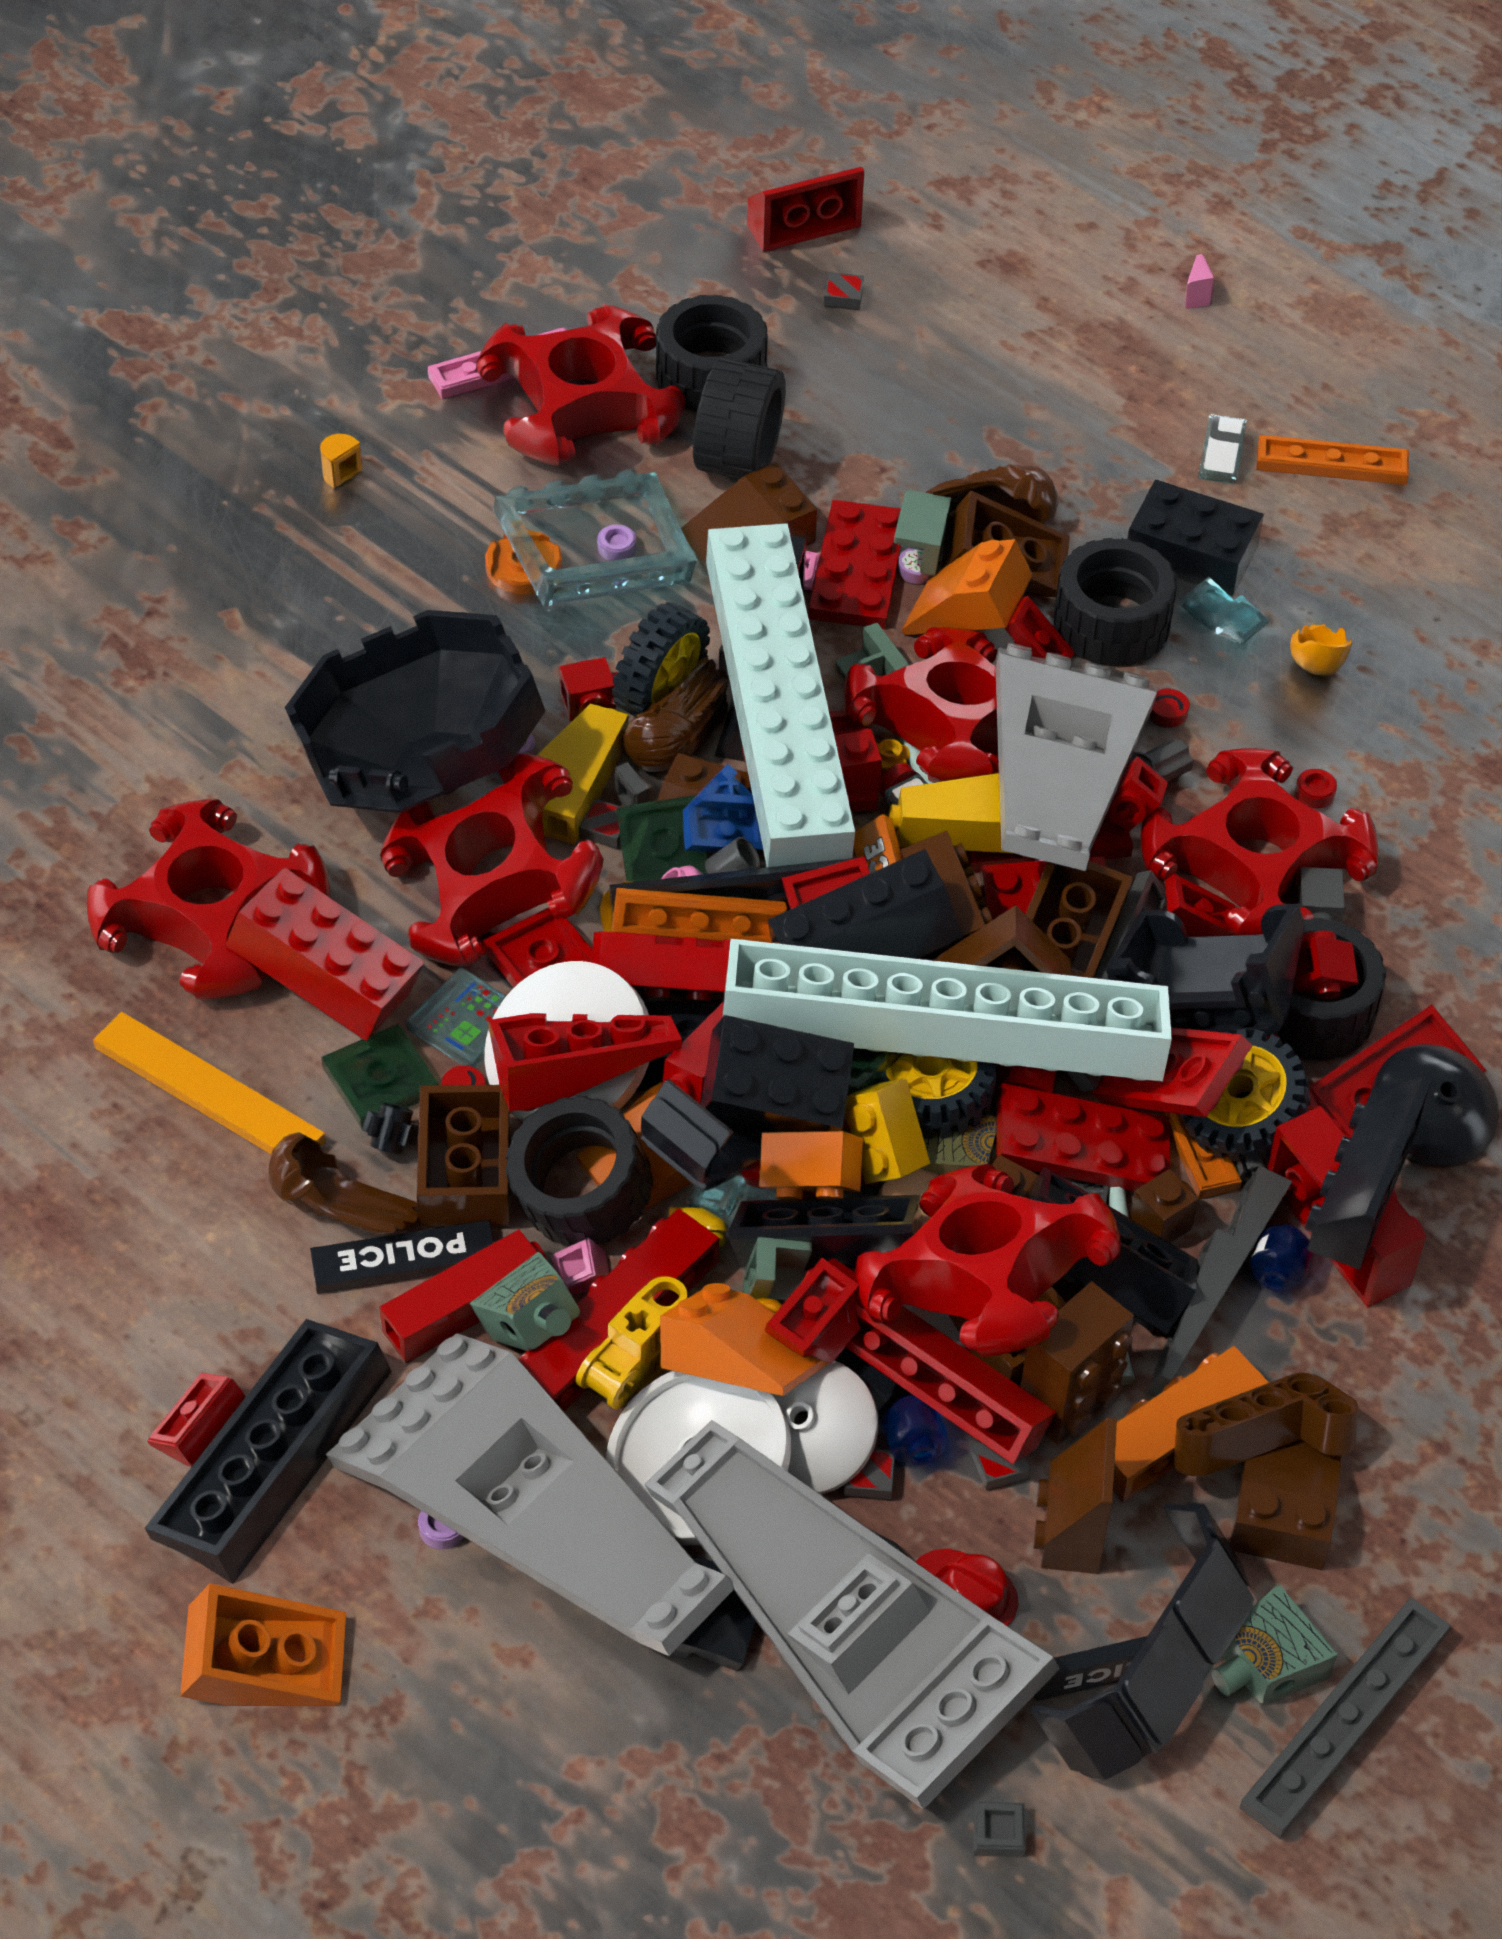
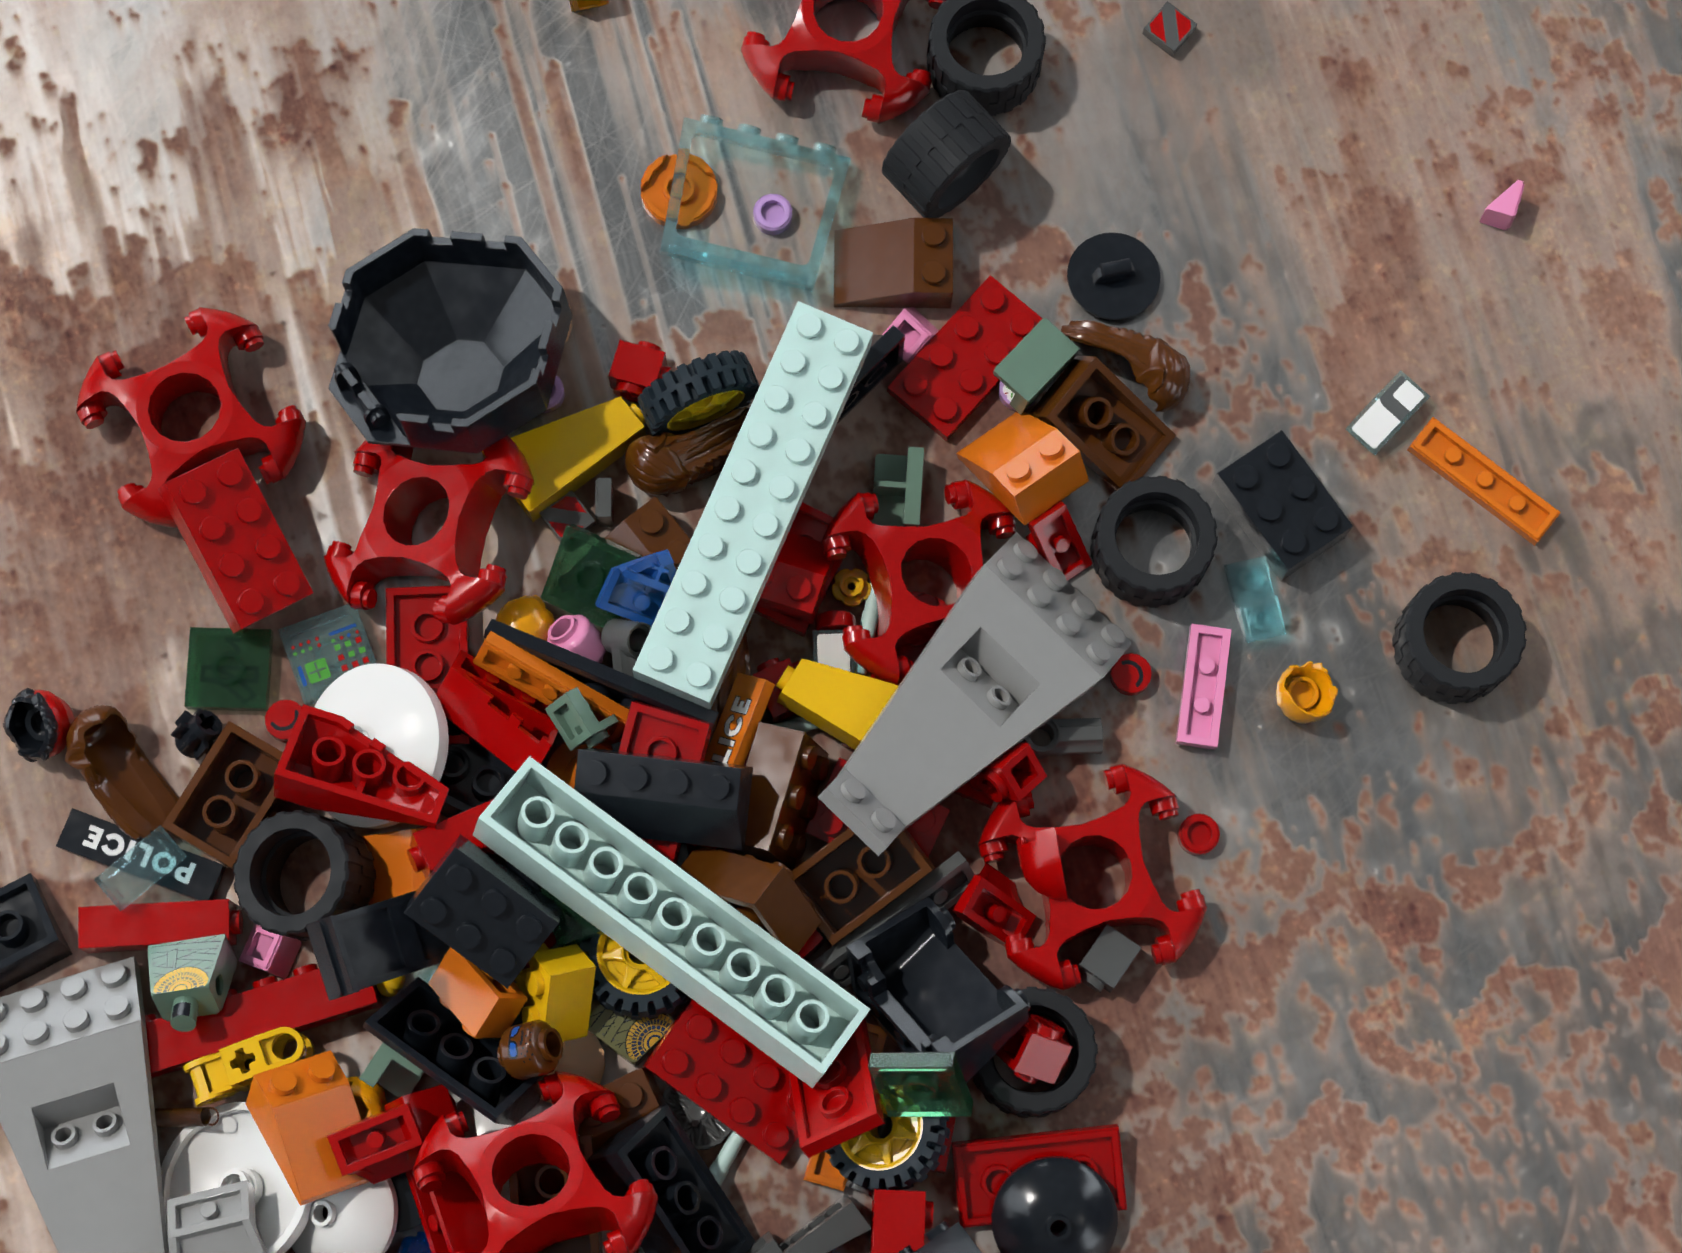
camera: 30 degrees right, 25 degrees up
(200, 1084) = (88, 603): light orange tile -> none
(232, 1189) = (38, 724): none -> black hair
(417, 1245) = (140, 868): none -> clear light blue tile
(609, 1423) = (184, 1117): none -> reddish brown piece
(741, 918) = (577, 721): none -> sand green bracket
(897, 1170) = (530, 1049): none -> reddish brown head
(930, 458) = (1113, 276): none -> black shield
(1165, 1206) = (757, 1183): reddish brown brick -> none
(1220, 830) = (1042, 863): none -> red brick
(1235, 685) = (1203, 686): none -> bright pink plate
(1259, 1004) = (921, 1084): none -> clear green tile
(1412, 522) = (1486, 600): none -> black tyre

